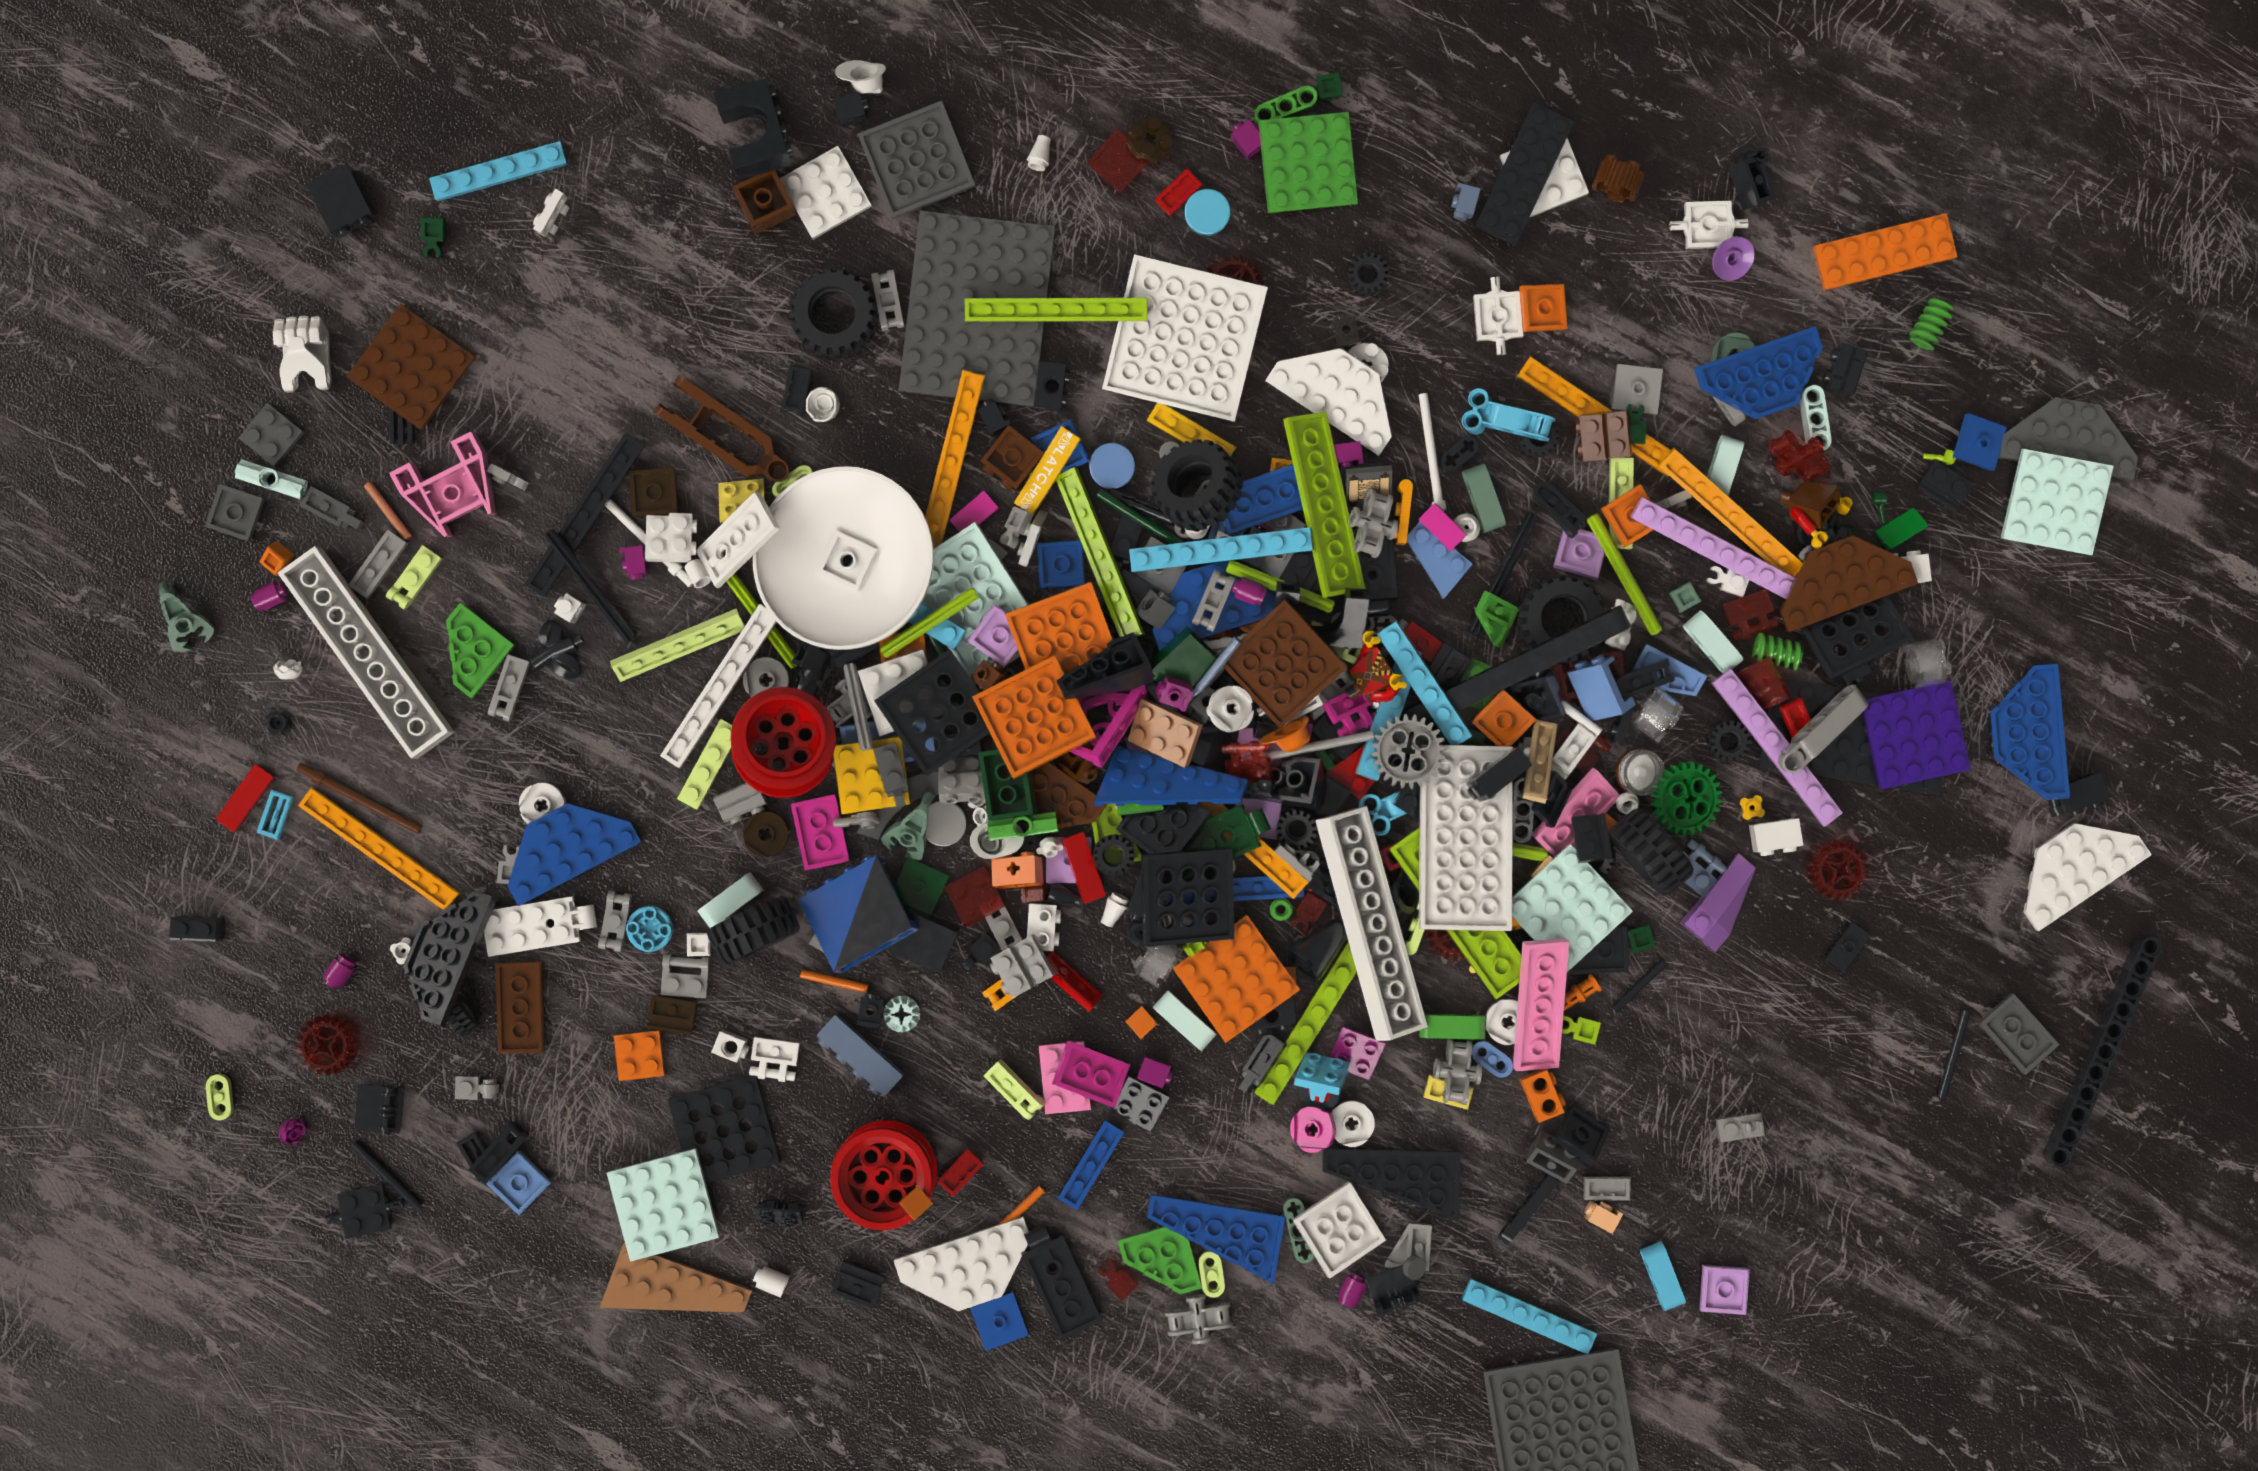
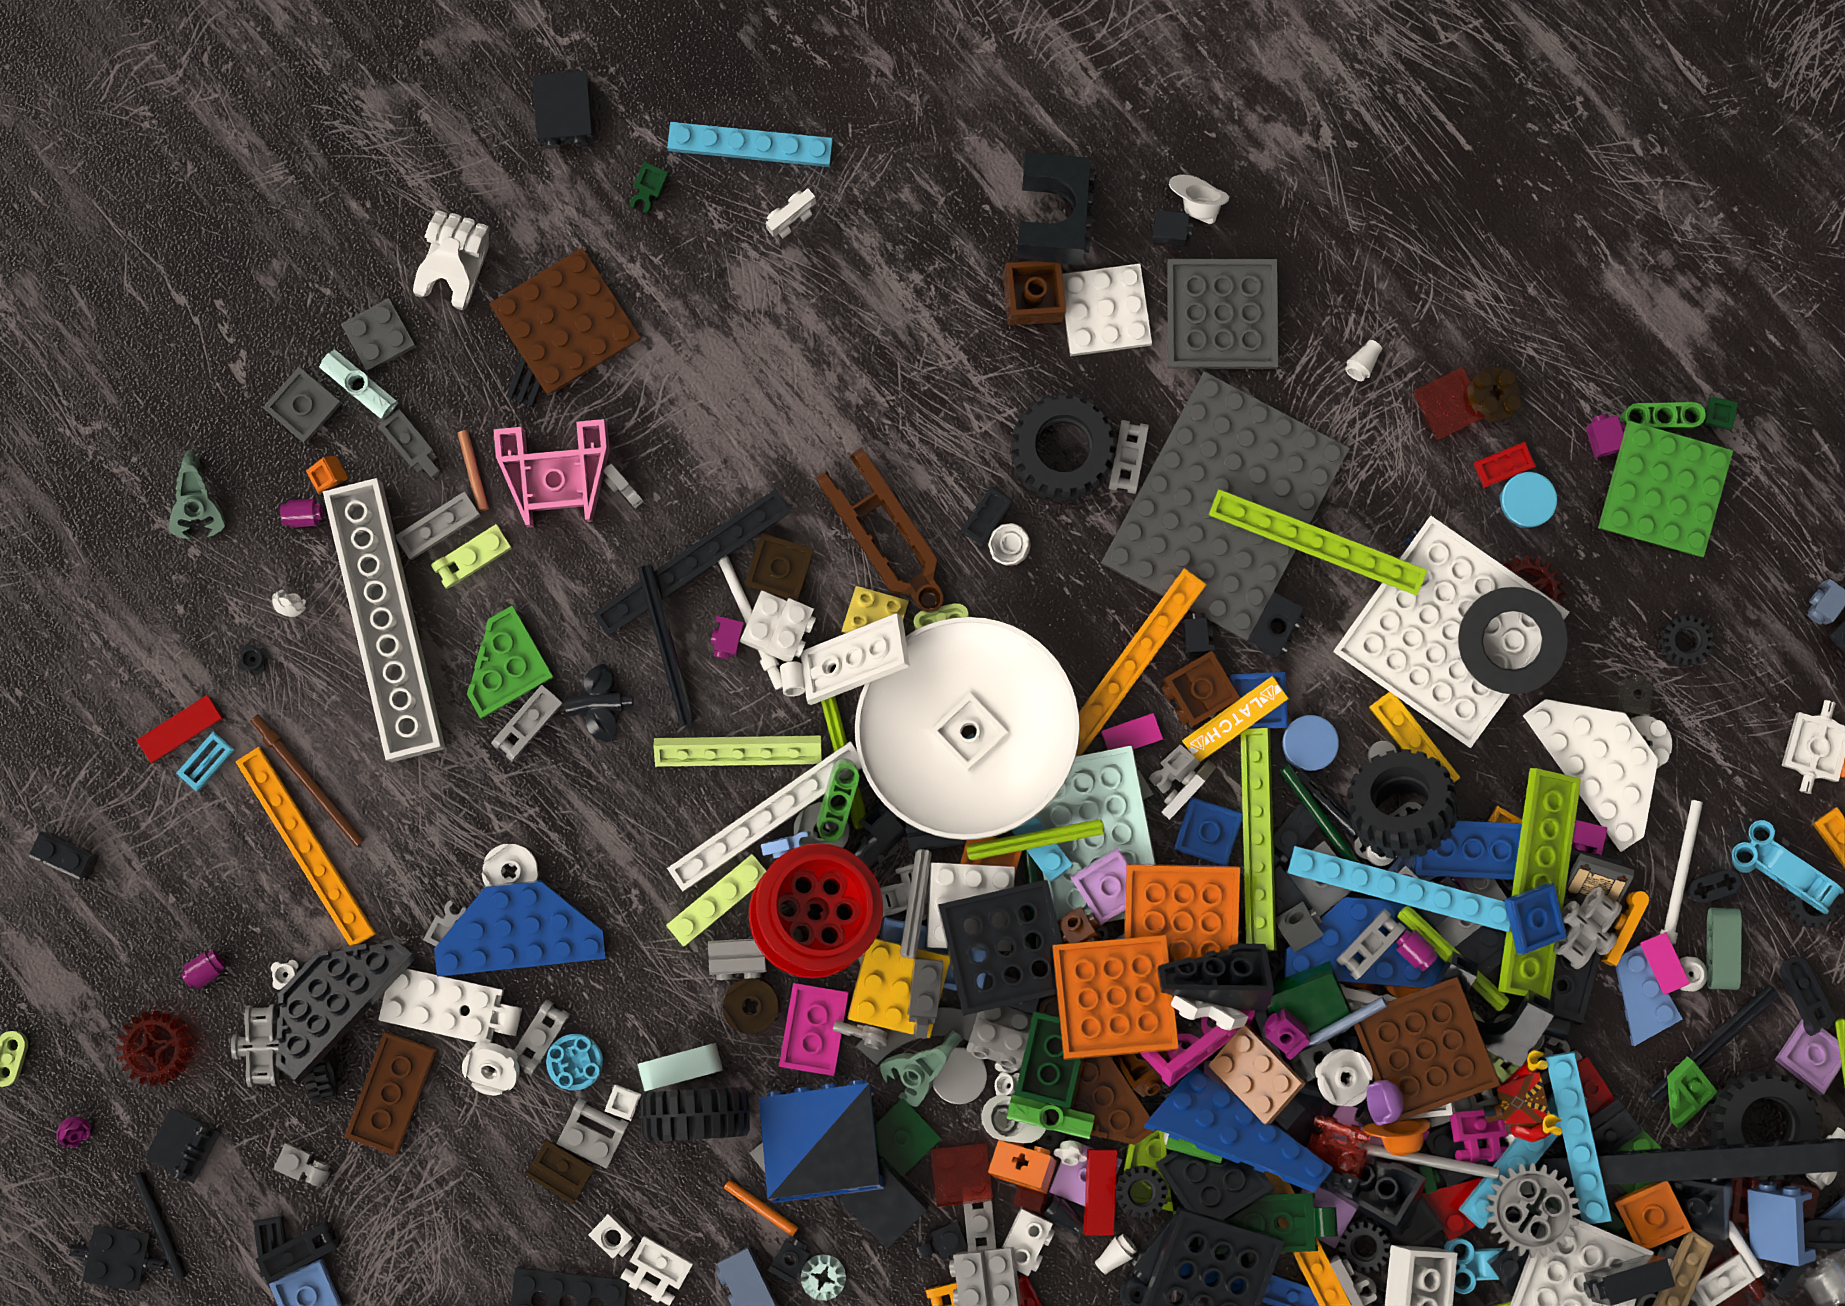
camera: 25 degrees right, 5 degrees down
(409, 1018) = (259, 1034): none -> light grey axle
(569, 608) = (632, 660): white brick -> none
(591, 948) = (493, 1055): none -> white plate
(639, 1055) = (503, 1203): orange plate -> none
(737, 704) = (782, 845): none -> light blue plate
(763, 642) = (839, 813): none -> bright green beam
(1123, 699) = (1225, 1017): none -> white plate
(1199, 326) = (1522, 679): none -> black tyre
(1266, 714) = (1384, 1102): none -> medium lavender hair
(1329, 531) = (1535, 918): none -> blue plate

